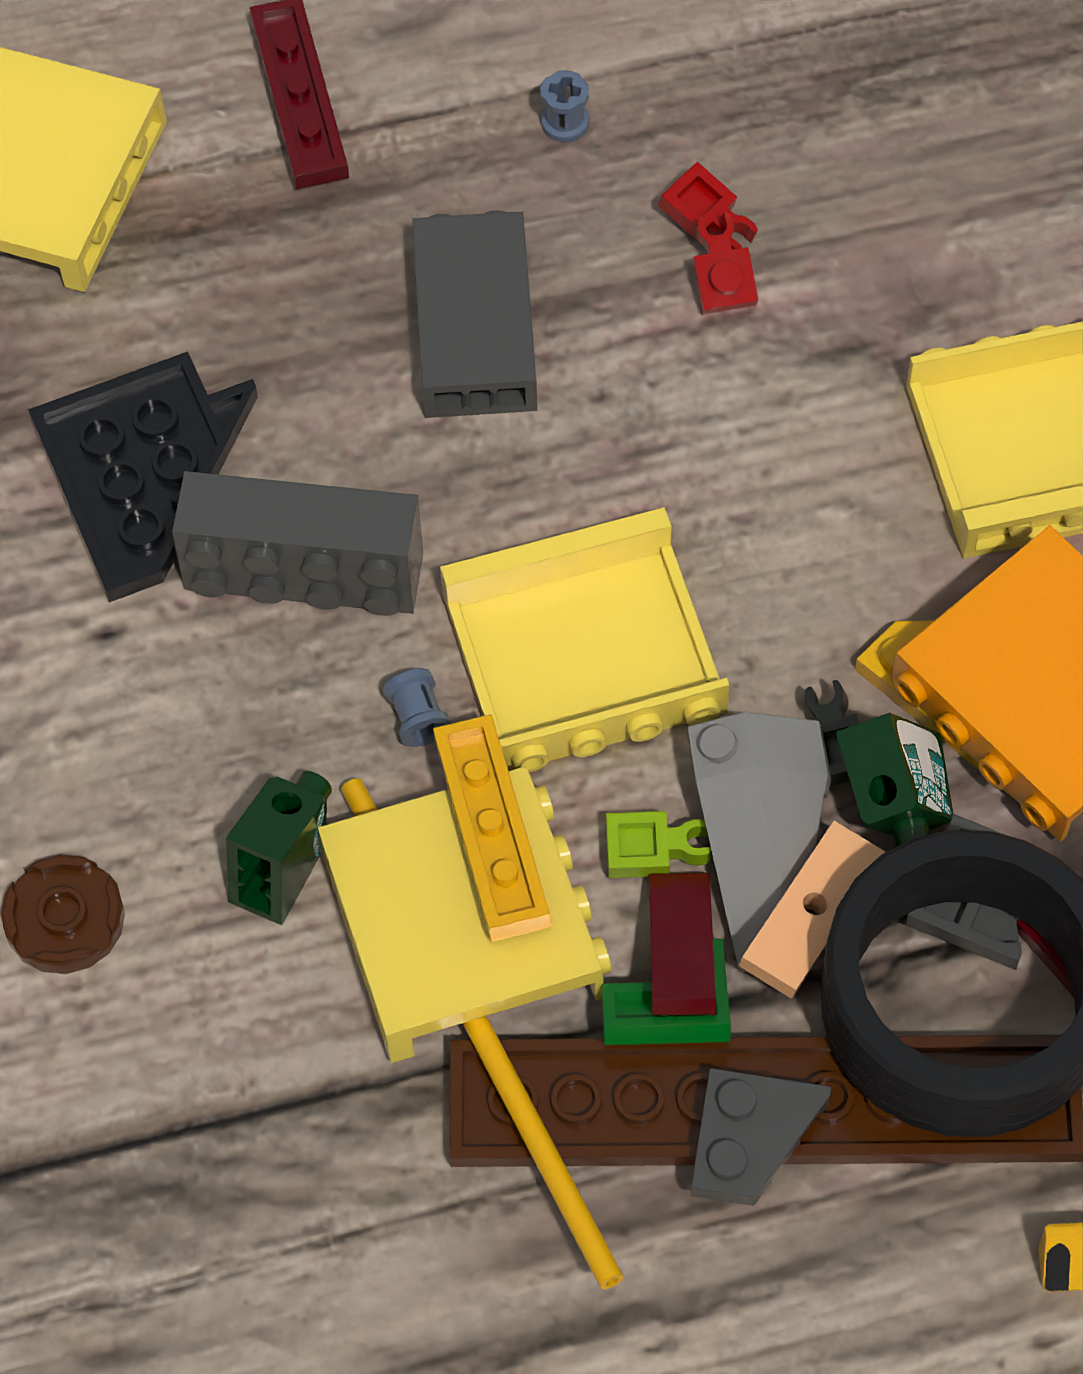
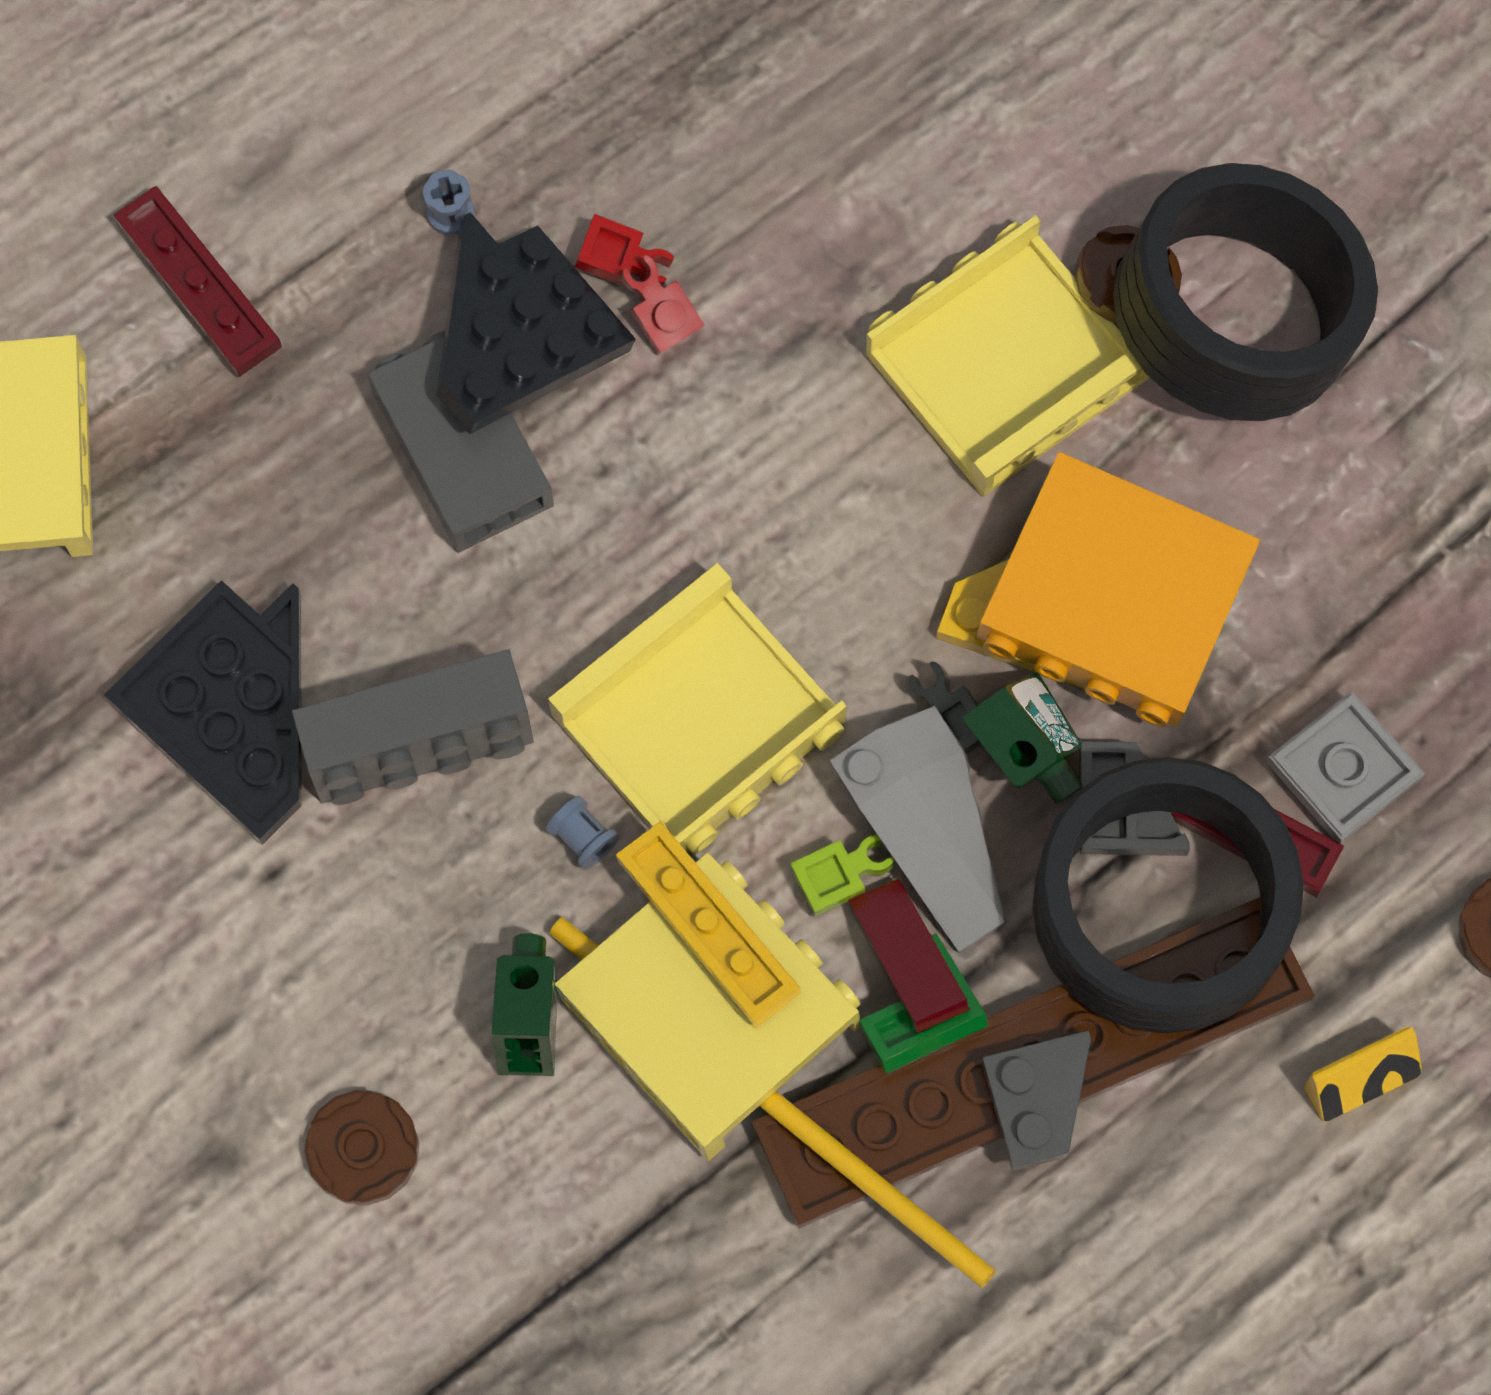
camera: 25 degrees left, 10 degrees up
(577, 232) = (518, 325): none -> black wing
(792, 936) = (1011, 852): light nougat tile -> none

